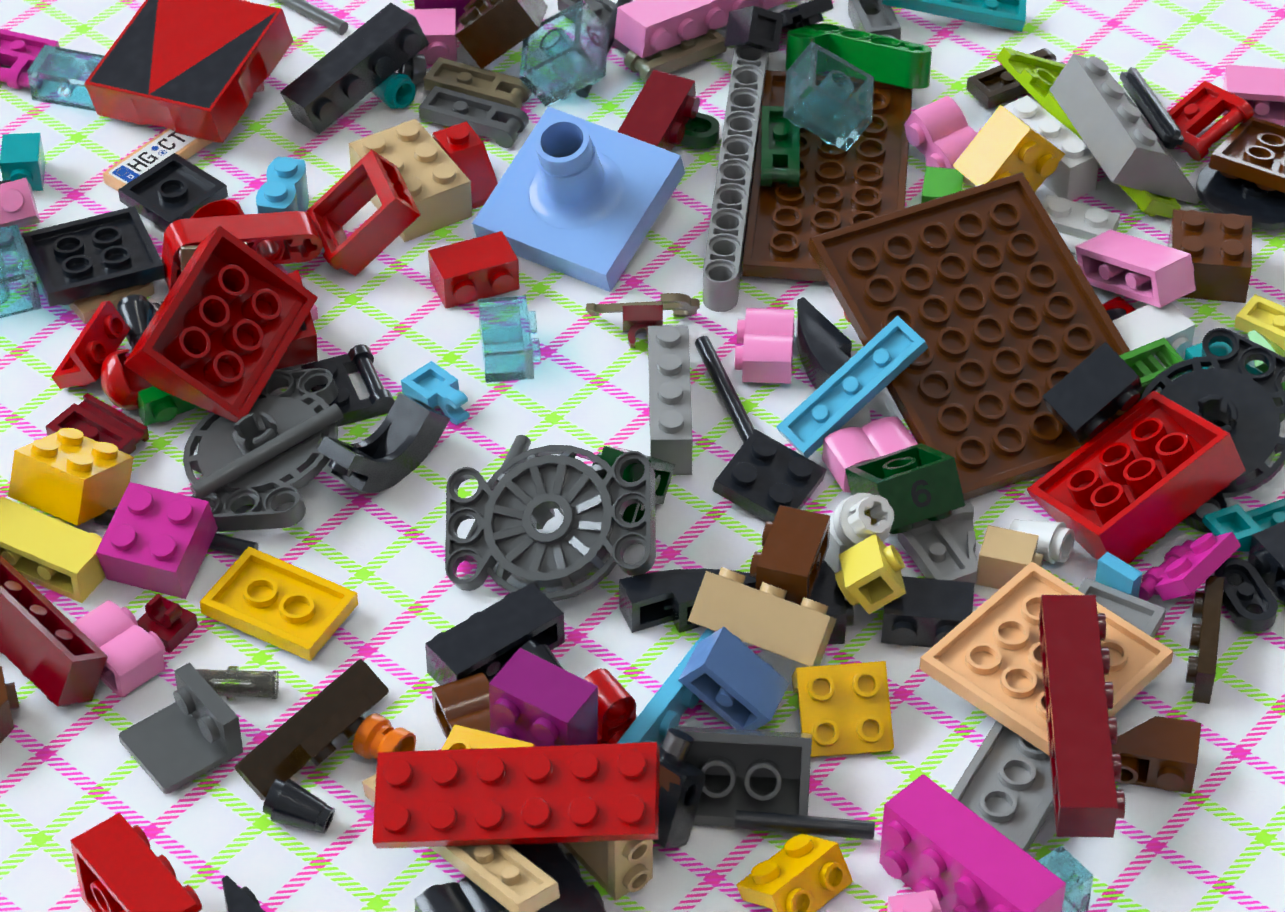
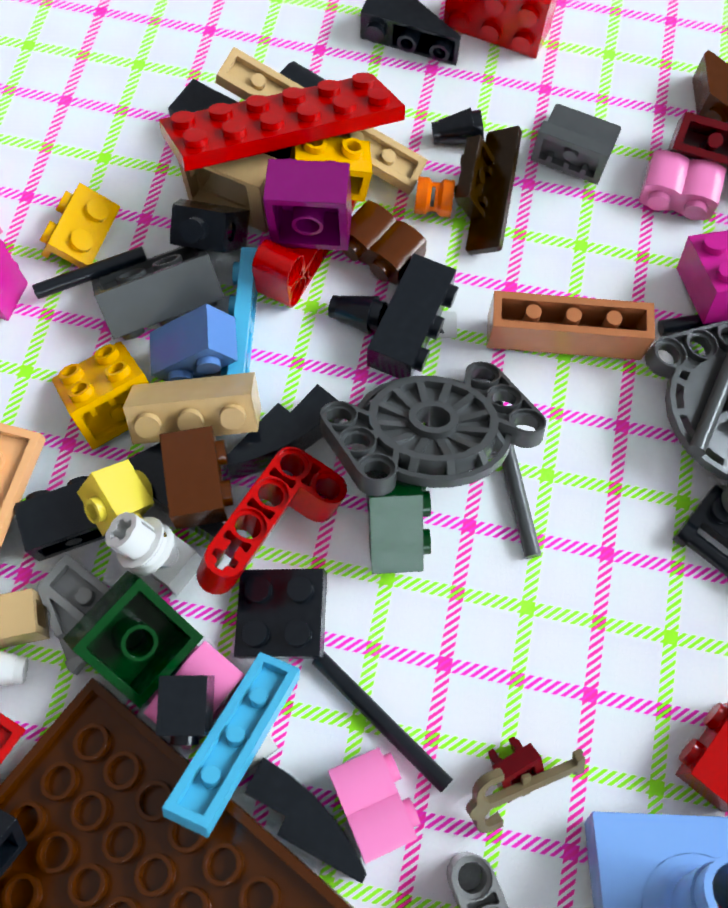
camera: 150 degrees right, 25 degrees up
(168, 621) = (668, 231): dark red tile -> none
(263, 683) = (579, 202): clear smoke pin -> none
(279, 603) = (603, 272): yellow plate -> none
(343, 554) = (570, 325): none -> nougat brick
(391, 451) = (630, 475): black arch -> none
(437, 388) = (650, 568): medium azure plate -> none
(507, 338) = (631, 671): clear light blue brick -> none
(670, 396) = (427, 664): light grey brick -> none
(737, 526) = (259, 520): none -> red beam
(880, 417) = (185, 708): none -> black brick

